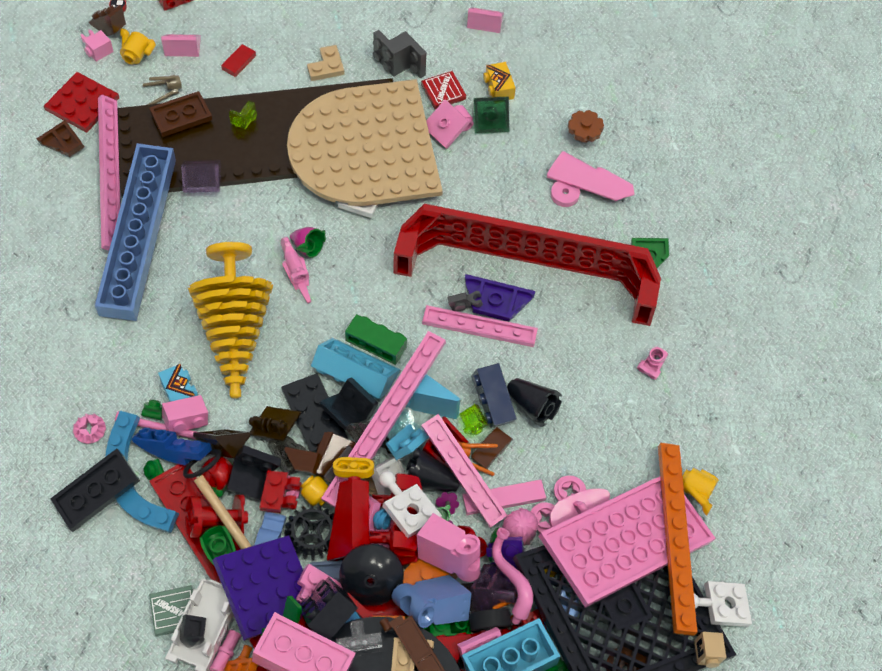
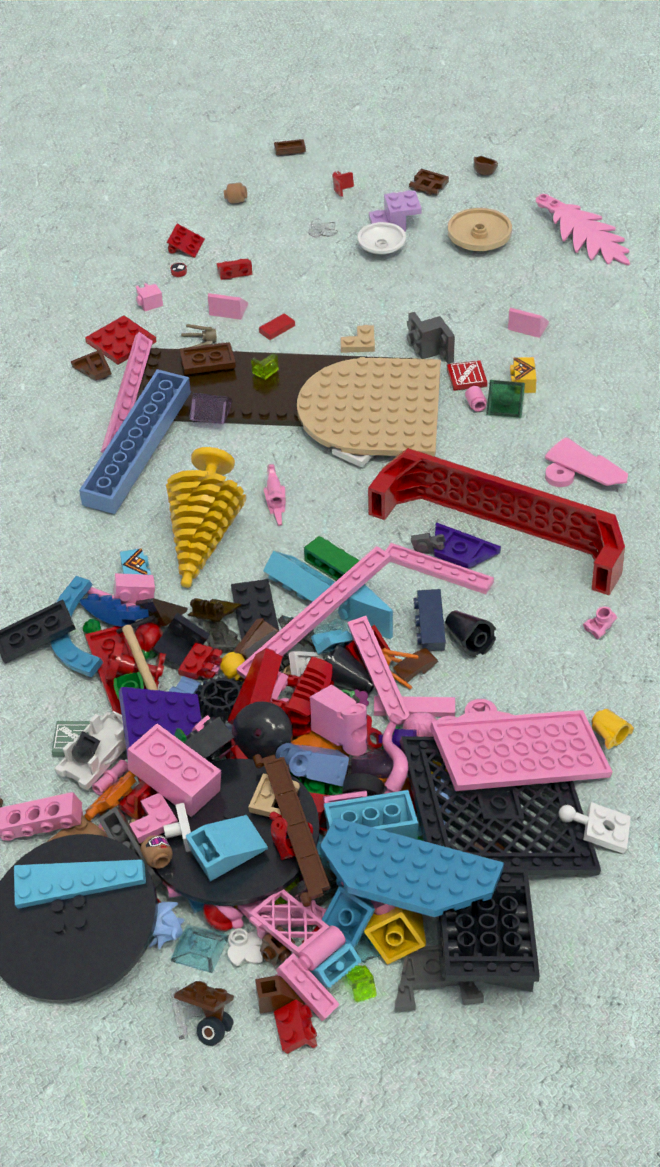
camera: 20 degrees right, 15 degrees down
(97, 431) = (51, 591): bright pink gear -> none
(108, 20) = (166, 276): reddish brown slope -> none
(135, 46) = (183, 301): yellow piece -> none
(152, 410) = (106, 583): green plate -> none
(303, 460) = (230, 639): reddish brown tile -> none
(308, 240) = (295, 474): green hat -> none
(350, 405) = (289, 605): black bracket -> none
(352, 466) = (279, 645): yellow plate -> none
(359, 640) = (233, 771): clear tile -> none
(381, 519) = (285, 690): dark azure plate -> none
(397, 505) = (303, 678): white plate -> none
(446, 124) = (458, 400): bright pink plate -> none
(473, 420) = (404, 639): clear neon green bracket -> none
(585, 126) = (596, 420): dark orange plant -> none
(657, 247) = (633, 532): green plate -> none
(677, 540) = (569, 760): orange plate -> none
(710, 649) = (572, 852): tan brick -> none

